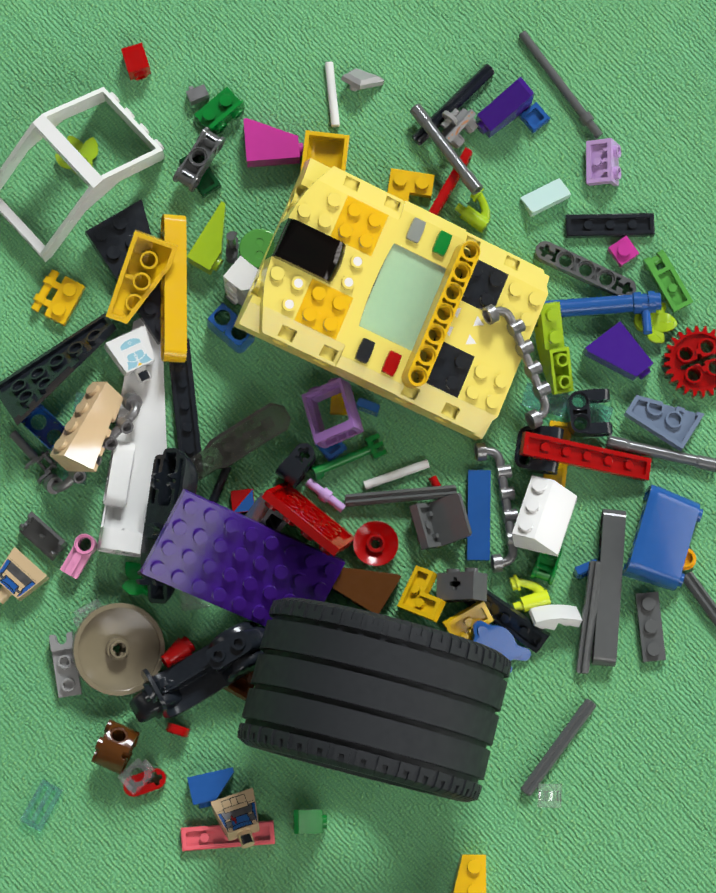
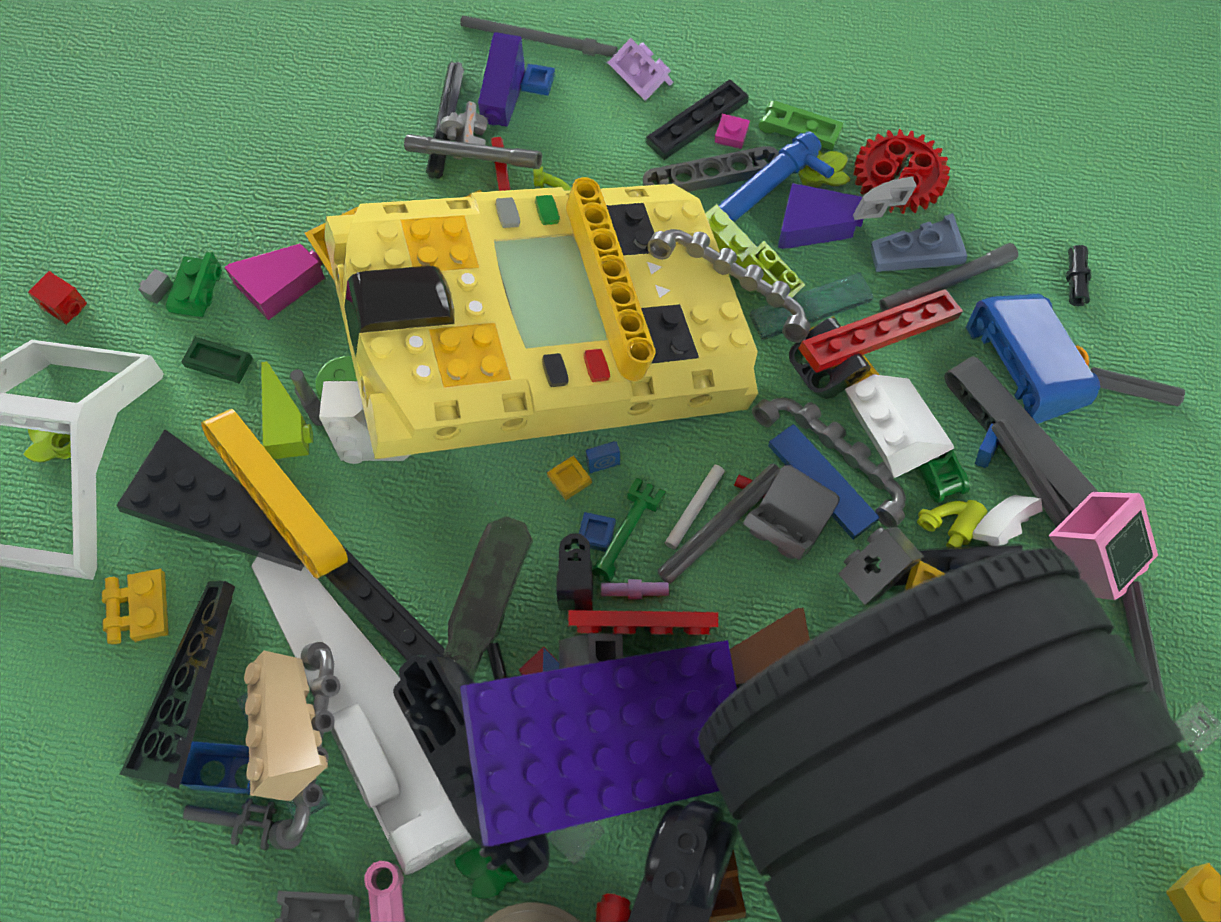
camera: 30 degrees left, 15 degrees down
(132, 353) = (274, 599): white torso -> none
(142, 270) = (217, 496): yellow wedge -> none
(207, 145) = (203, 357): dark grey piece -> none
(219, 329) = (387, 499): blue piece -> none
(332, 95) = (311, 194): white bar -> none
(340, 432) = (594, 501): medium lavender window -> none
(360, 79) = (329, 155): light grey piece -> none
(378, 532) = (743, 582): red dish -> none
(417, 597) = (831, 604): yellow plate -> none
(545, 197) = (612, 136): light aqua slope -> none
(574, 413) = (840, 292): black piece -> none
(589, 671) = (1108, 541): none -> bright pink slope
(650, 627) = (1107, 455): dark grey plate -> none
(656, 375) = (888, 194): none -> light grey slope

